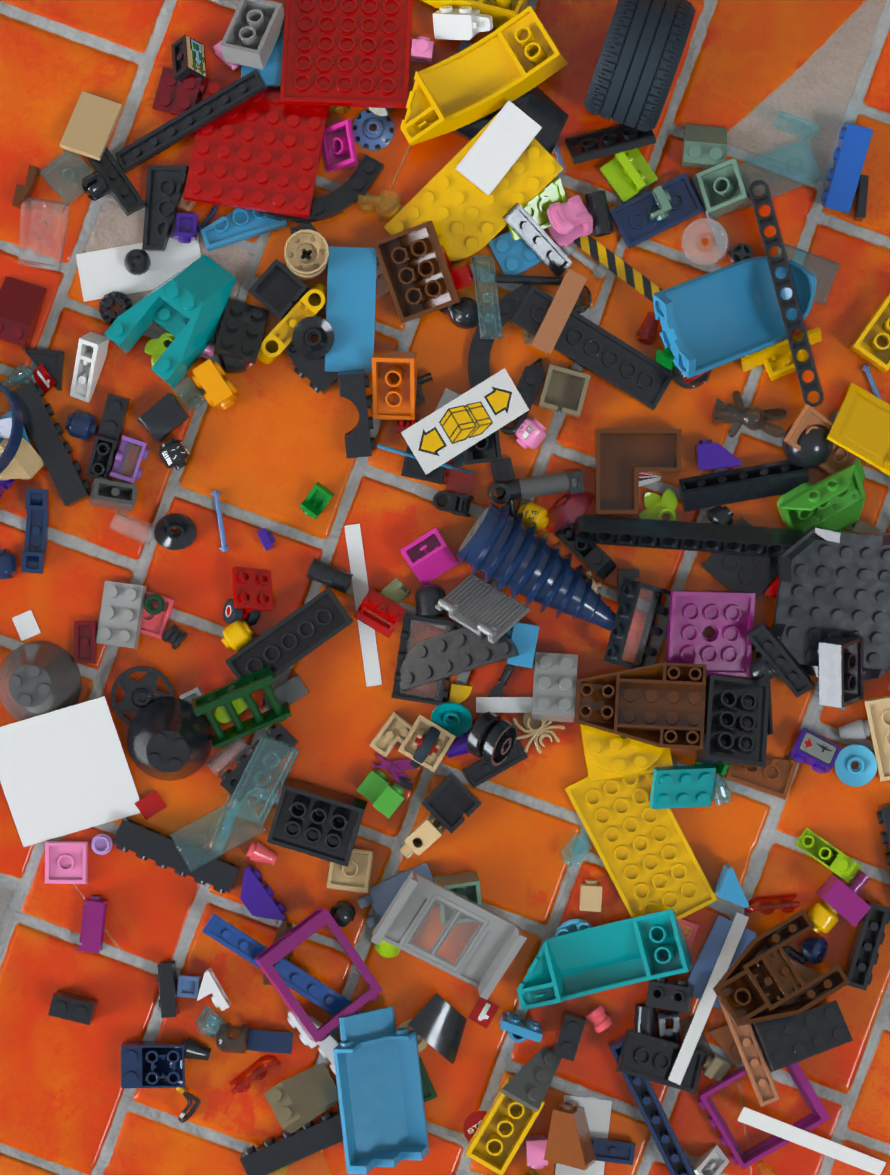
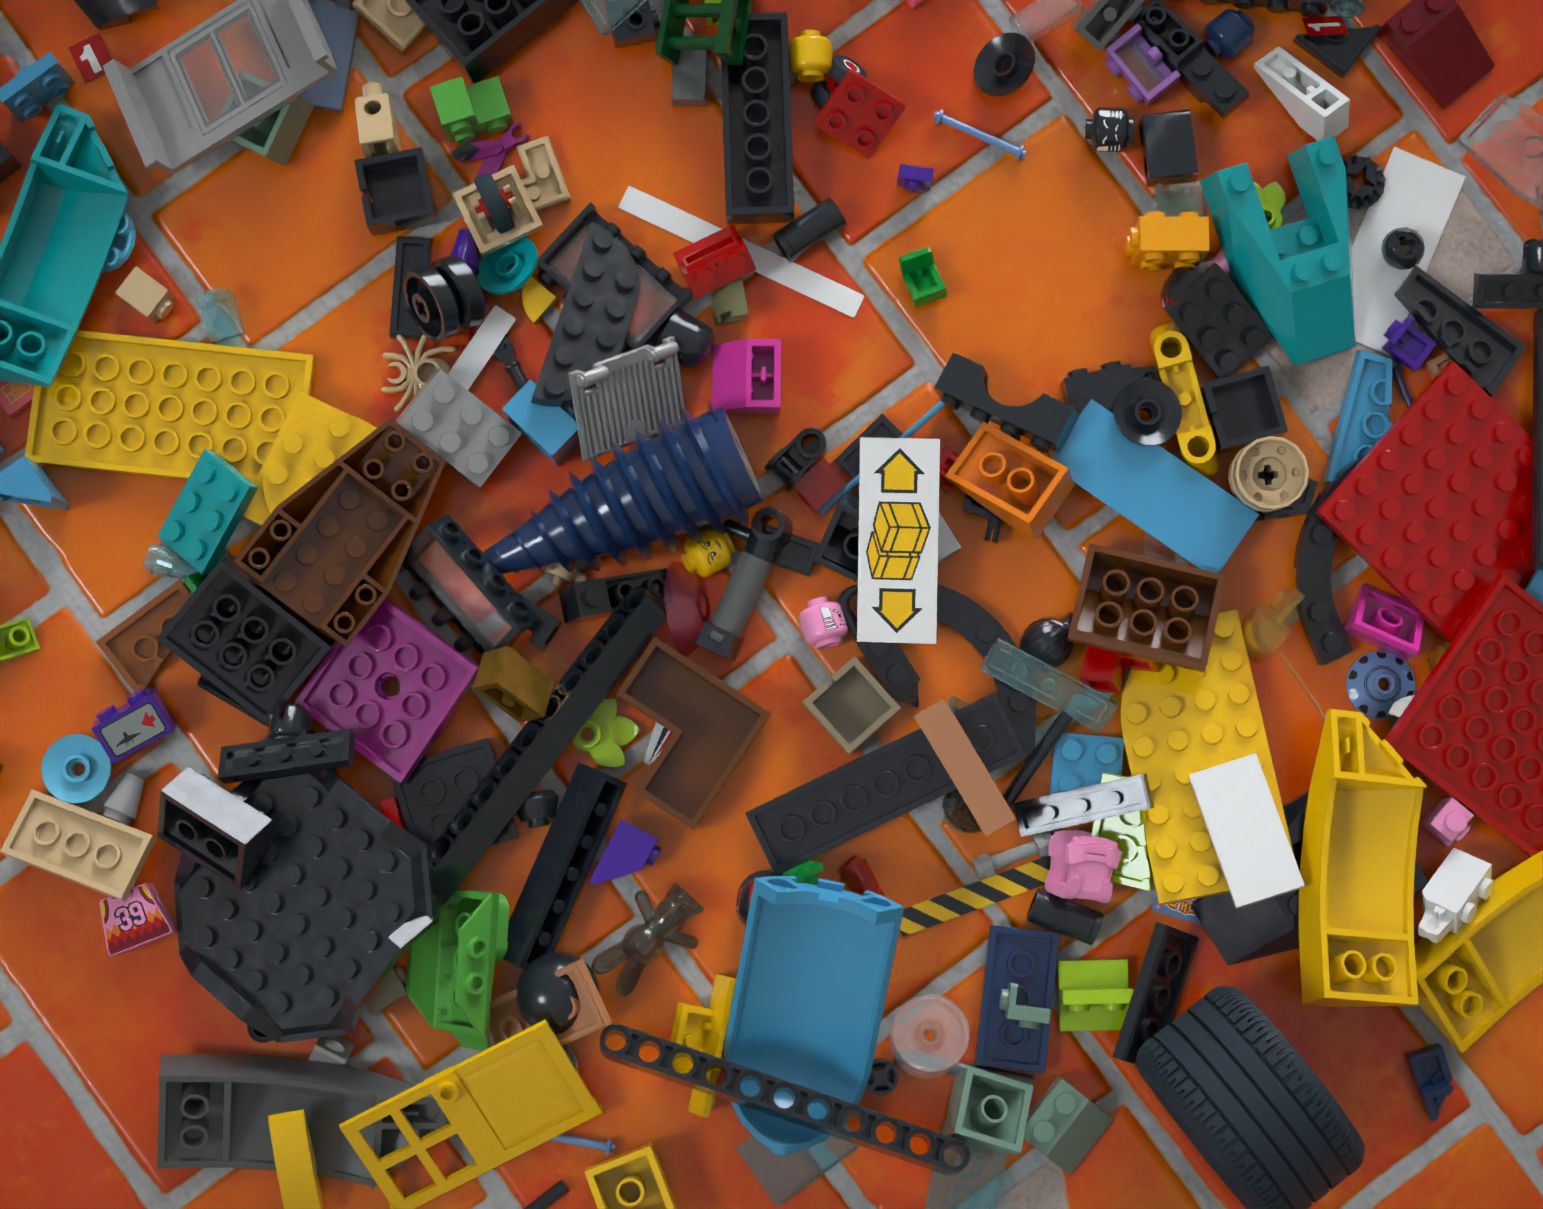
camera: 120 degrees right, 5 degrees down
(668, 568) = (513, 684): none -> pearl gold brick

